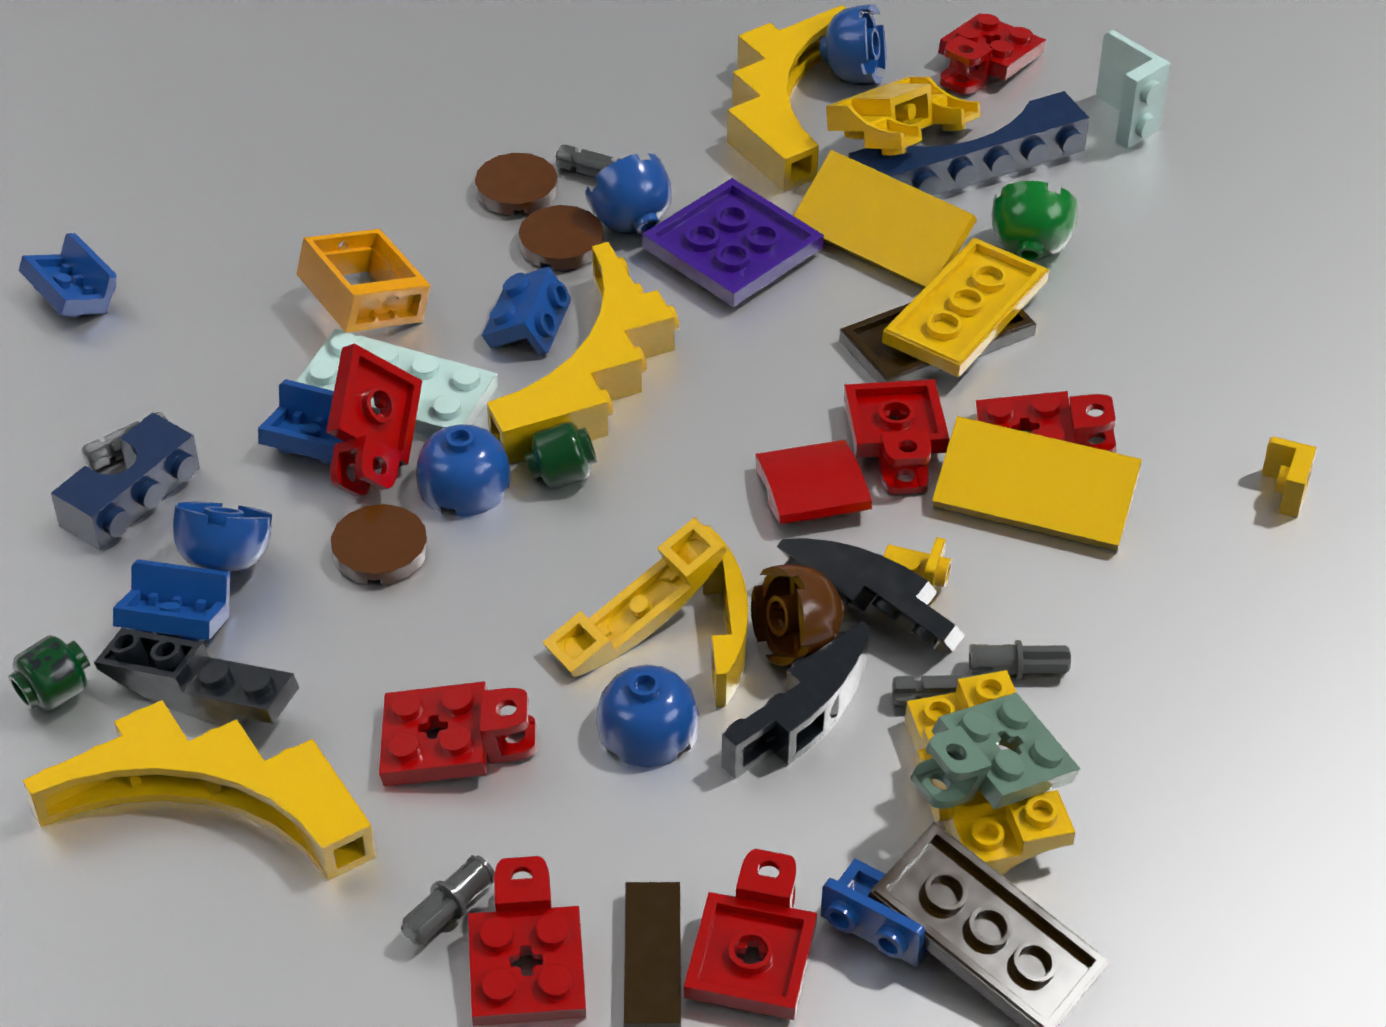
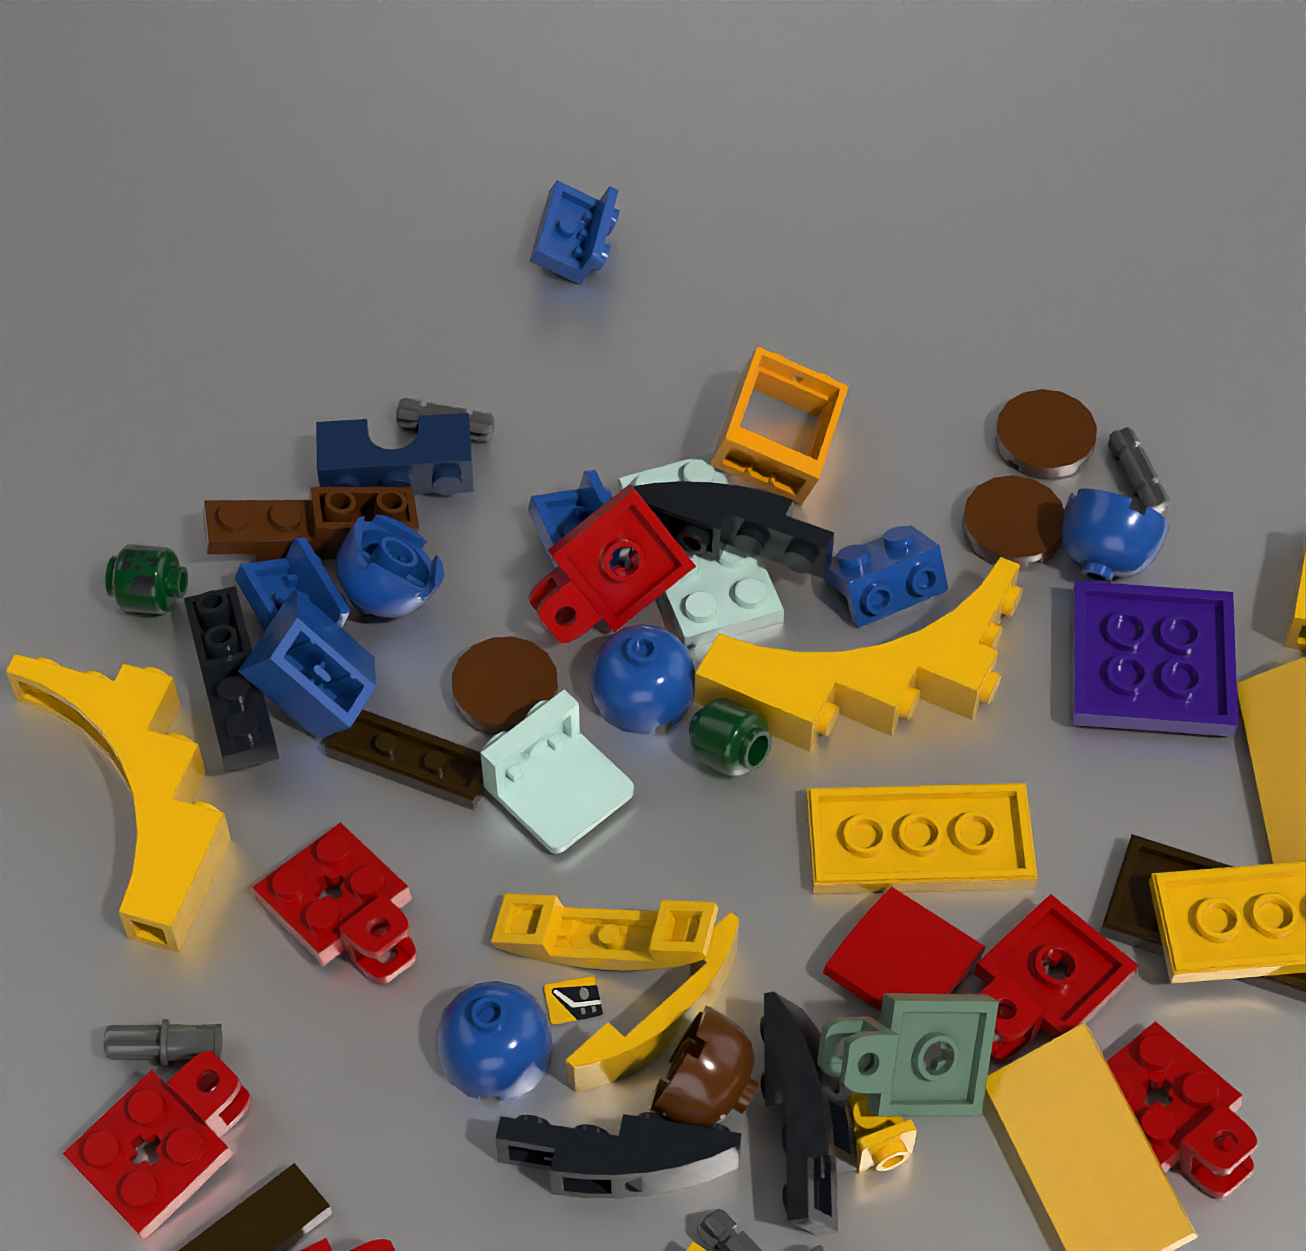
camera: 50 degrees right, 10 degrees up
(105, 573) = (323, 519): none -> reddish brown slope
(255, 620) = (311, 668): none -> blue slope
(373, 628) = (411, 758): none -> dark brown tile
(430, 332) = (757, 522): none -> black slope
(486, 561) = (553, 775): none -> light aqua bracket
(660, 656) = (573, 1000): none -> sticker
(731, 423) = (920, 838): none -> yellow tile
(898, 501) = (889, 1054): none -> sand green plate

